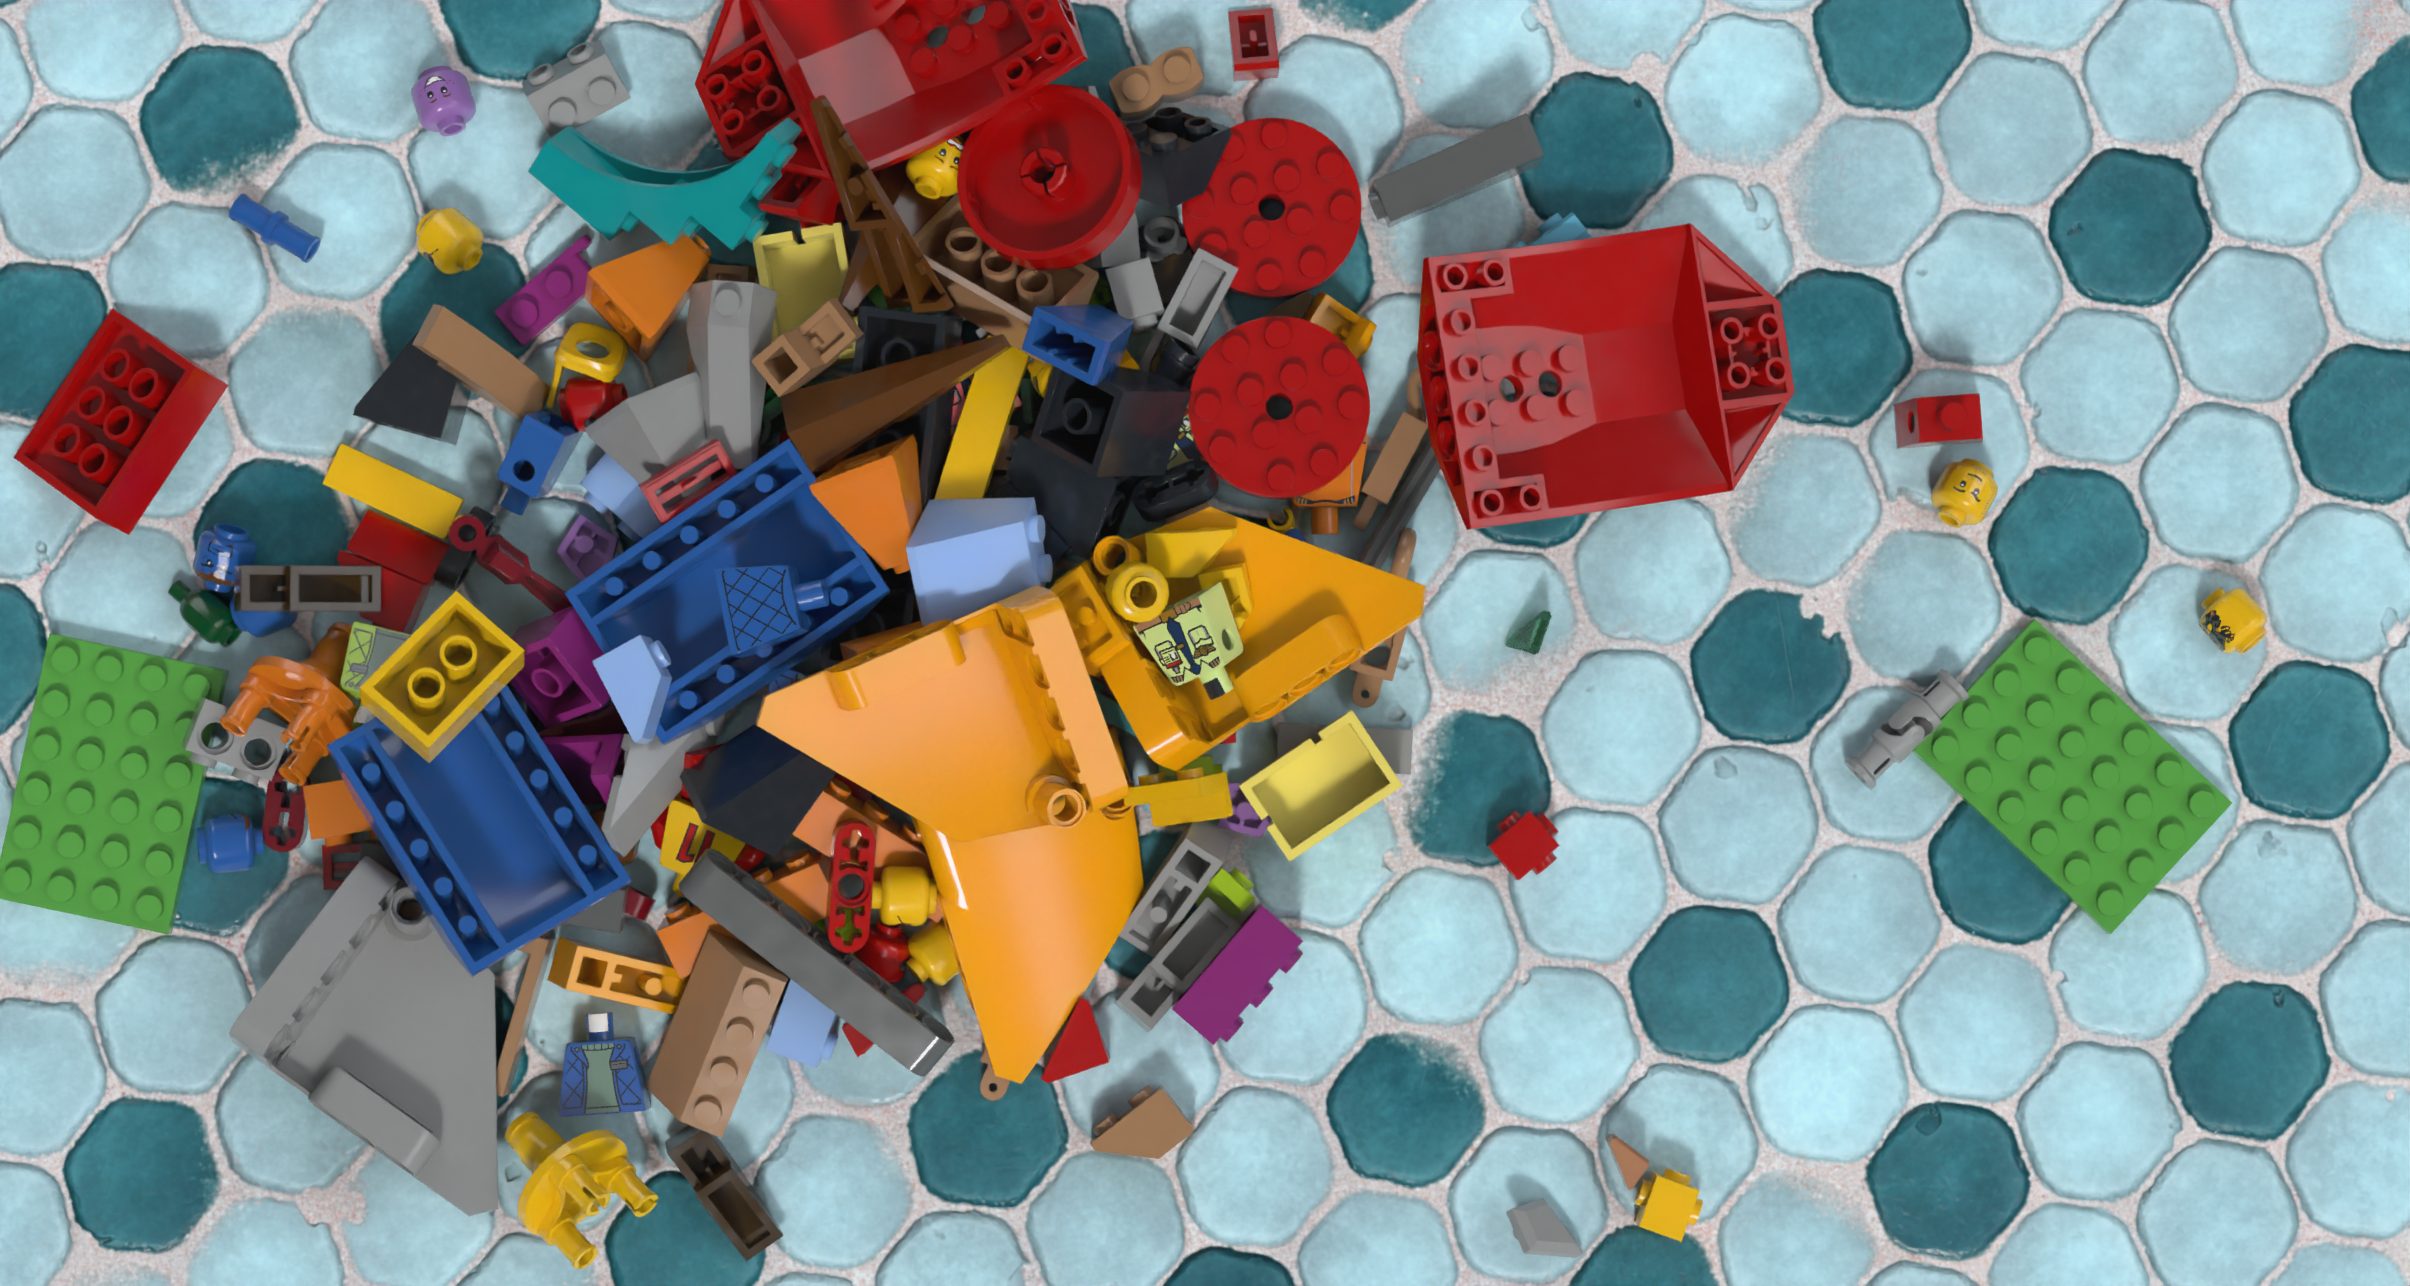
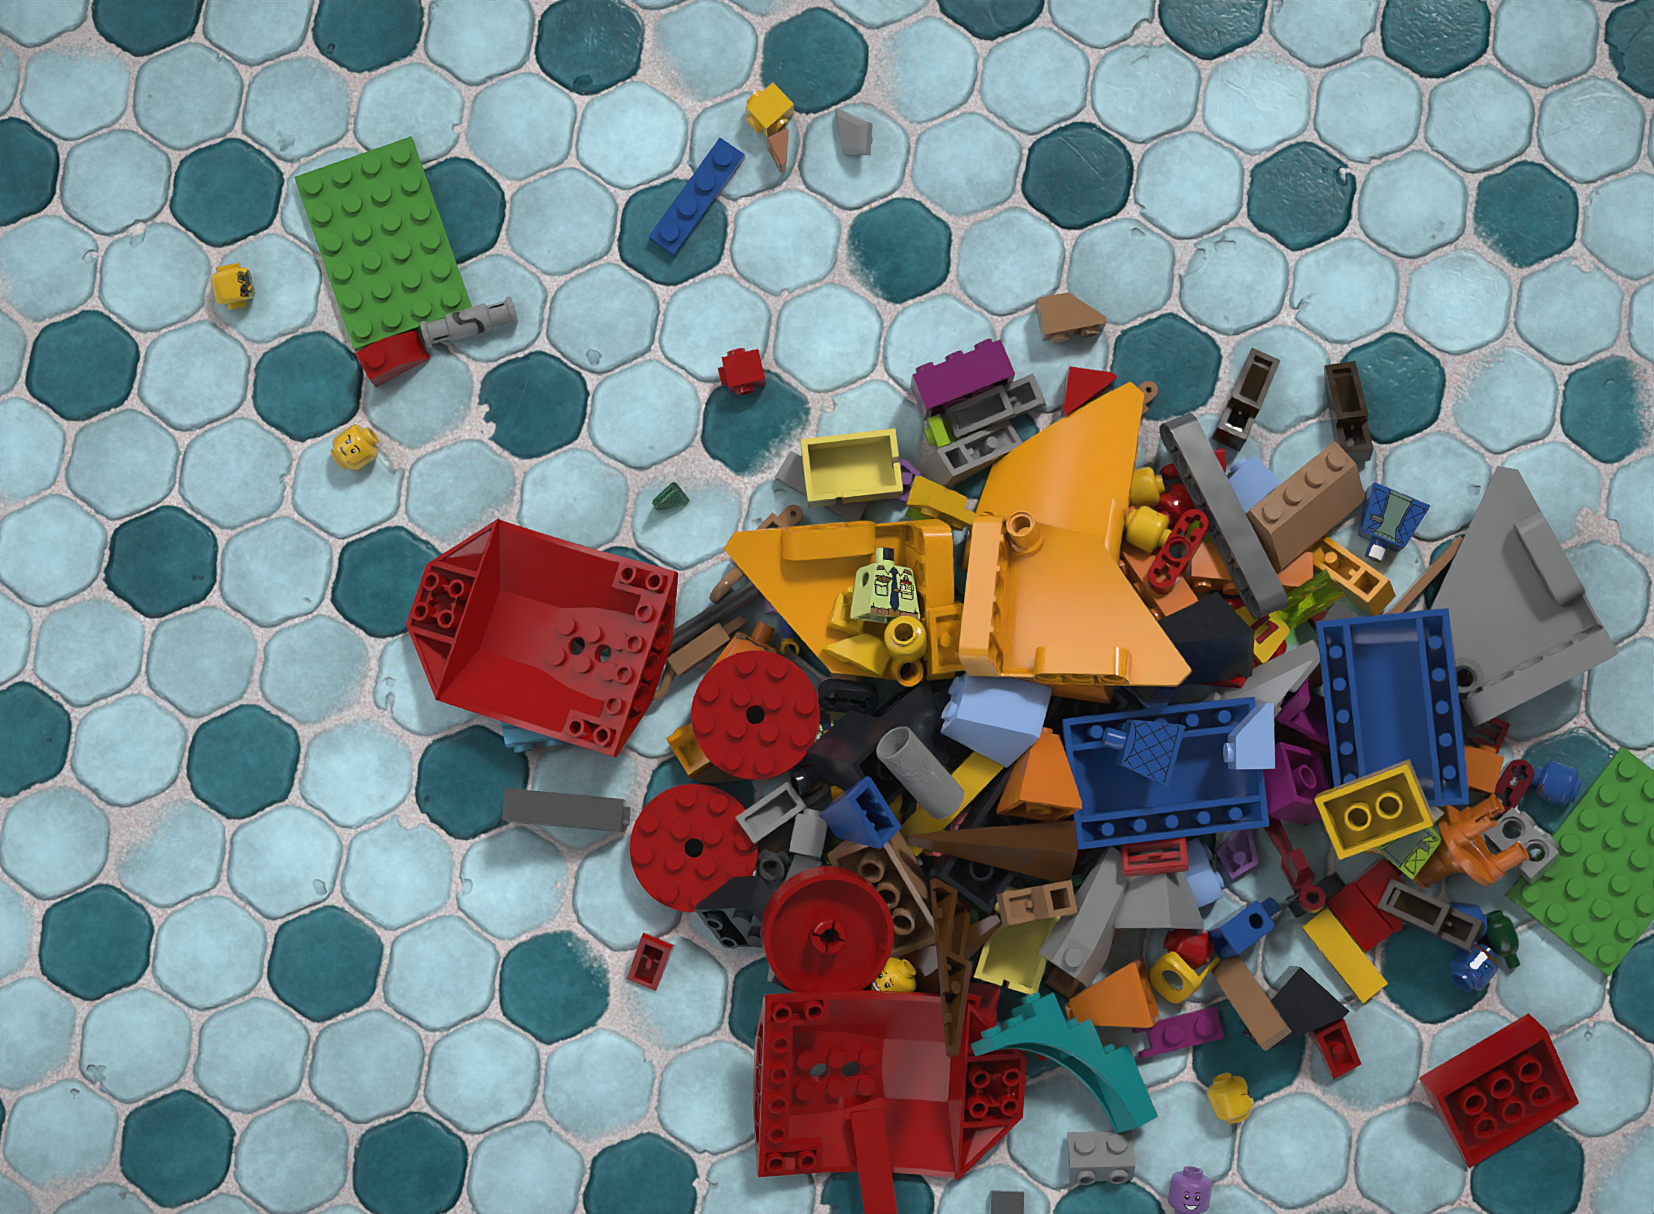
camera: 150 degrees left, 5 degrees down
(274, 228) = (1339, 1165): blue pin -> none
(346, 367) = (1336, 1047): none -> red slope
(572, 1182) = (1442, 461): yellow piece -> none
(653, 915) = (1310, 599): none -> clear neon green tile
(802, 199) = (992, 1002): red slope -> none
(862, 1139) = (1245, 399): none -> dark brown slope
(1033, 430) = (920, 772): none -> light grey piece
(1168, 79) = (715, 965): medium nougat brick -> none
(1701, 1044) = (697, 197): none -> blue plate
(1938, 421) = (346, 499): red torso -> none
(1979, 634) = (392, 357): none -> red slope

